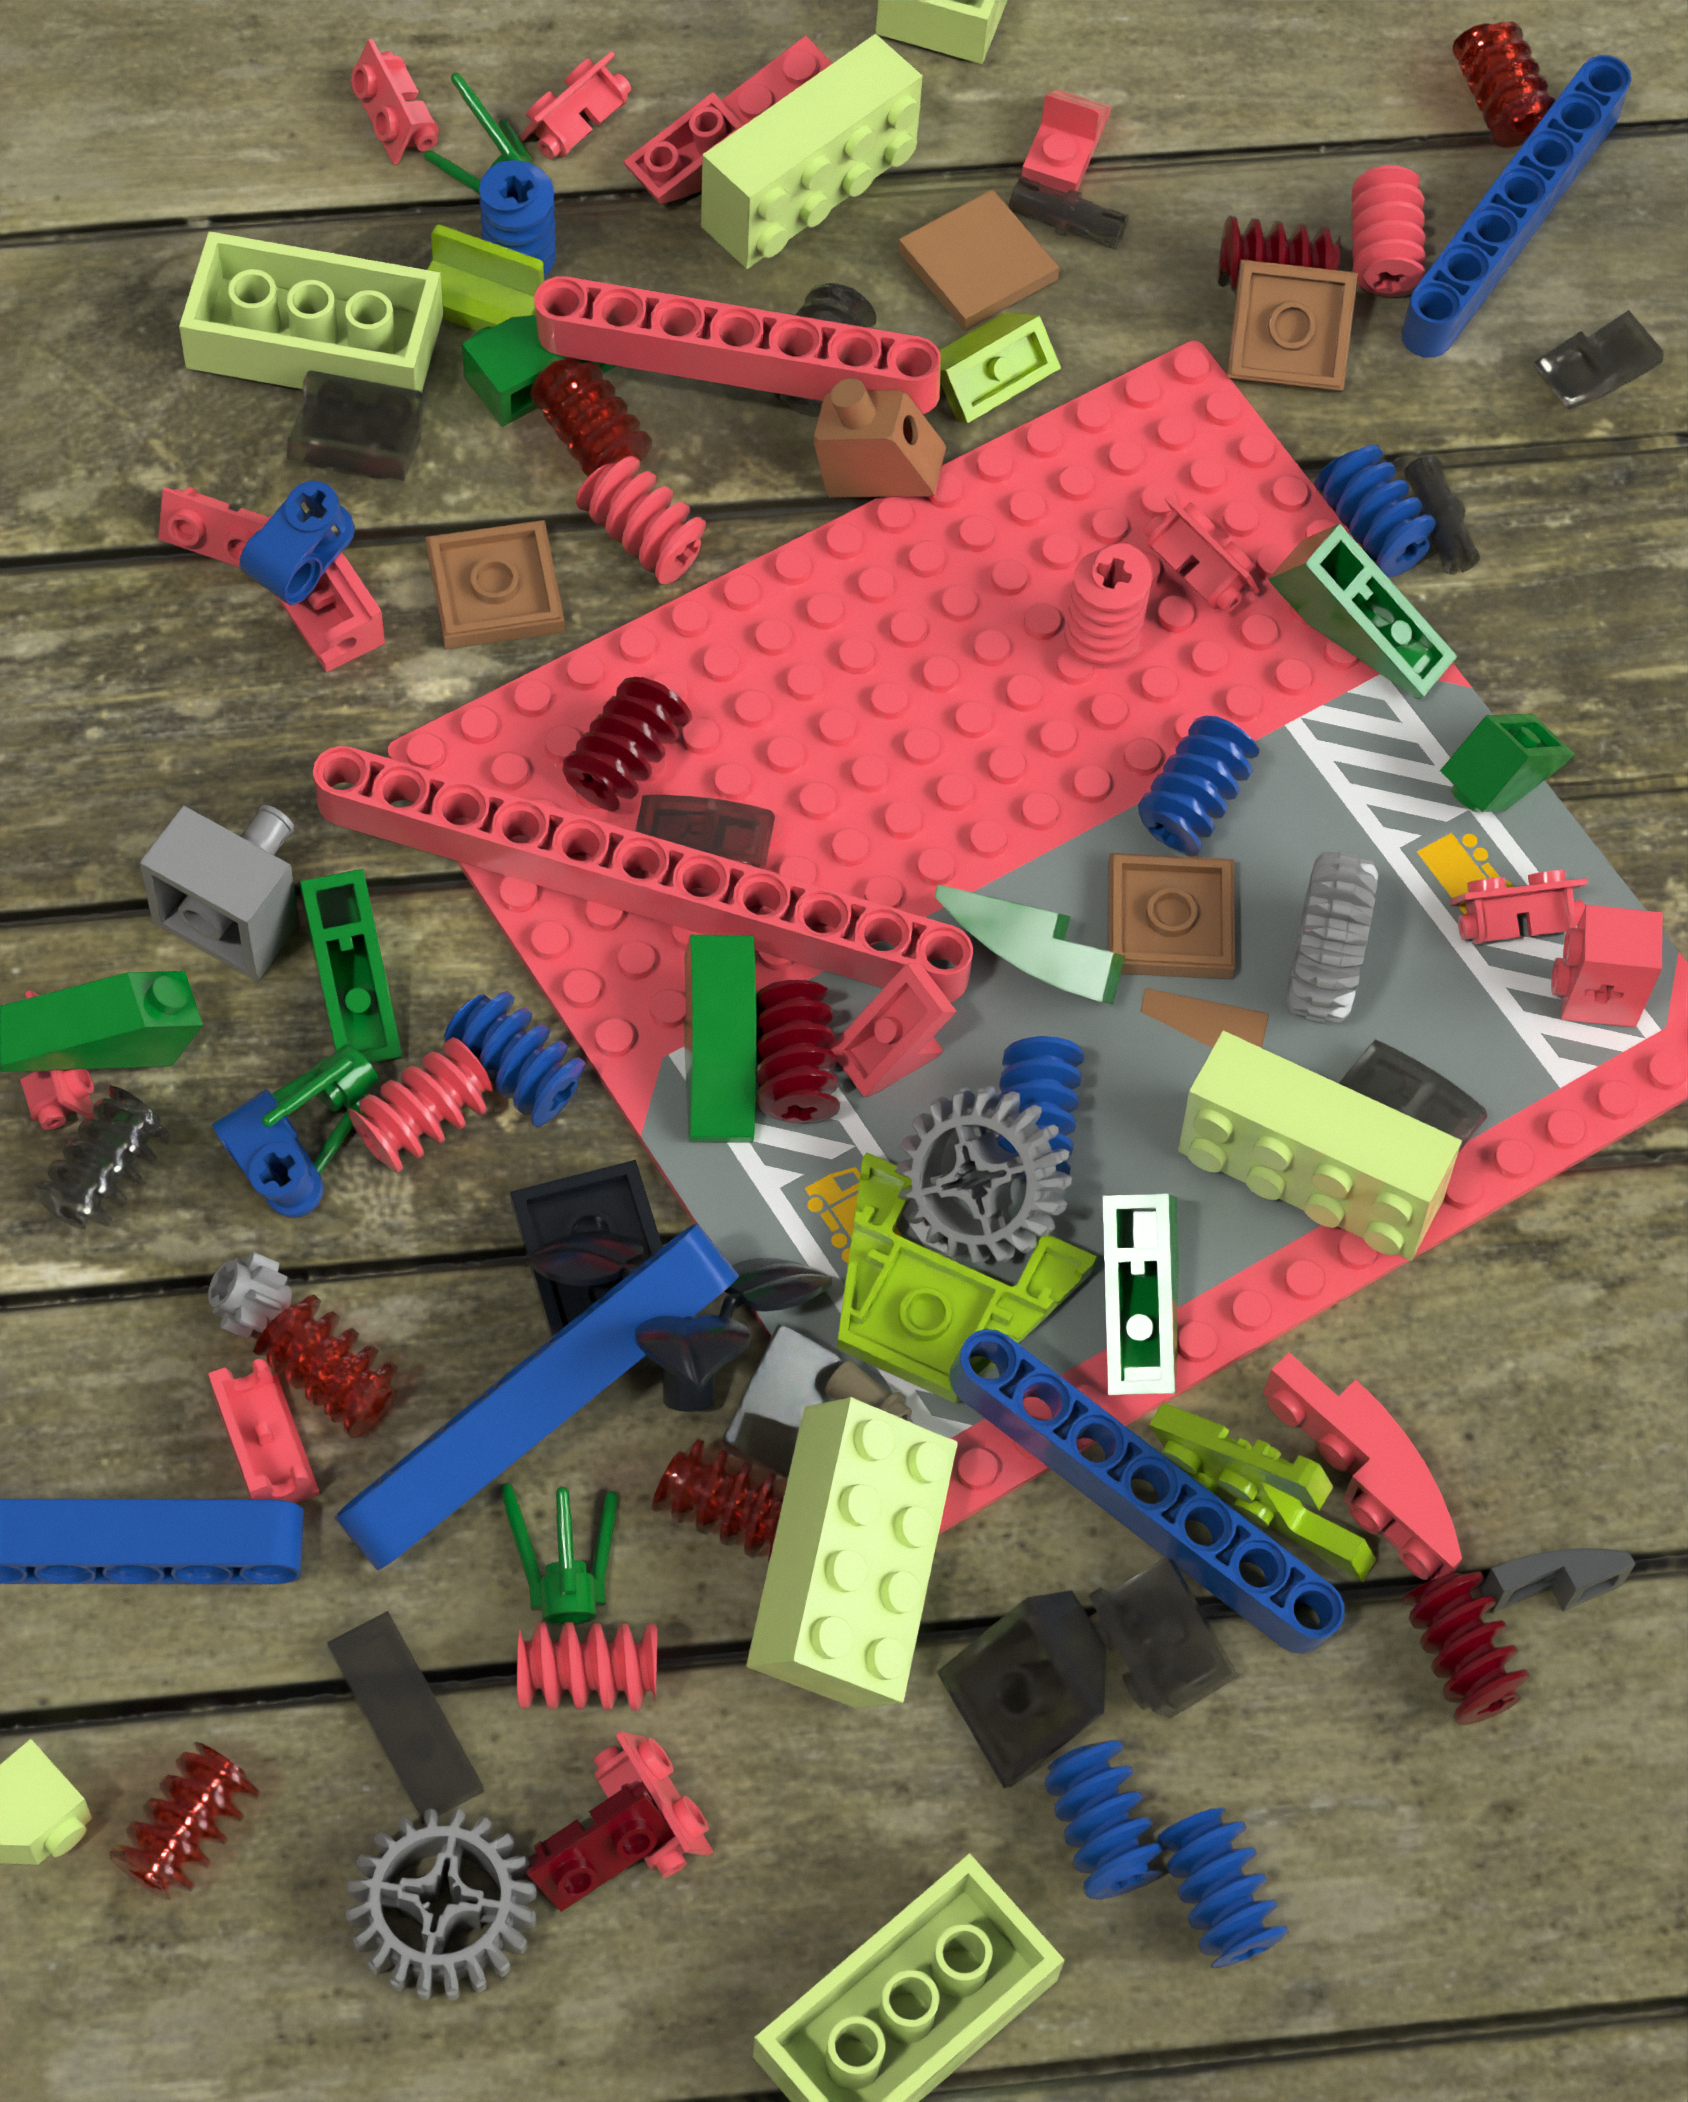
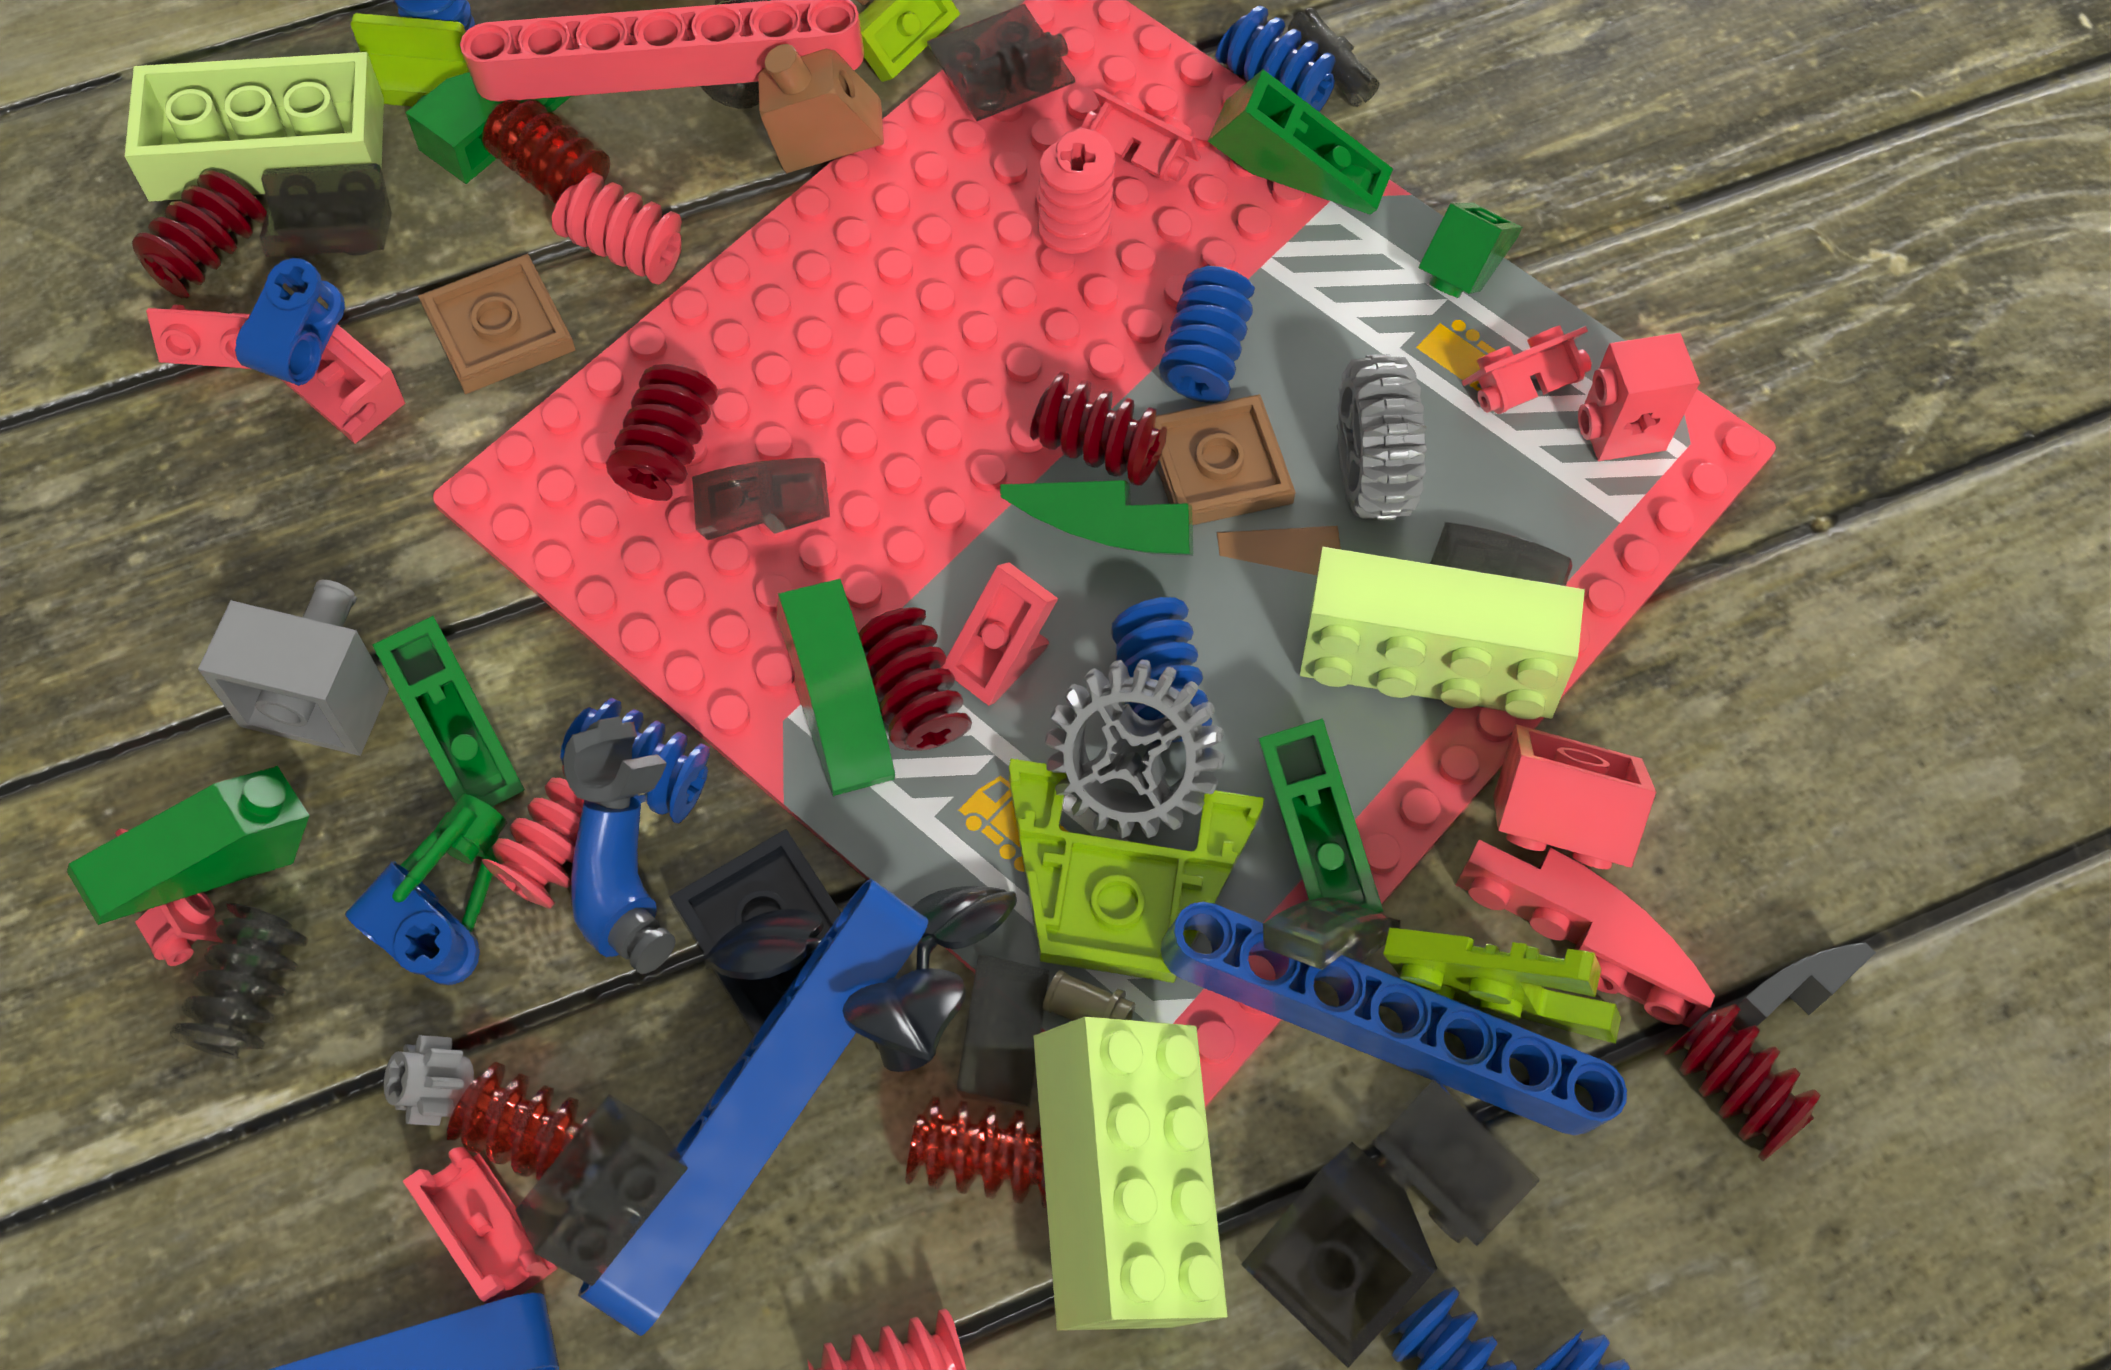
camera: 15 degrees left, 0 degrees up
(225, 414) = (194, 229): none -> dark red piece
(379, 1428) = (600, 1190): none -> clear smoke brick
(454, 1166) = (605, 881): none -> piece
(567, 1589) = (843, 1295): green plant -> none
(619, 852) = (684, 534): coral beam -> none
(1052, 856) = (1097, 430): none -> dark red piece
(1084, 435) = (1002, 61): none -> clear smoke hinge
(1104, 1386) = (1326, 929): none -> clear smoke slope
(1391, 1336) = (1573, 798): none -> coral brick

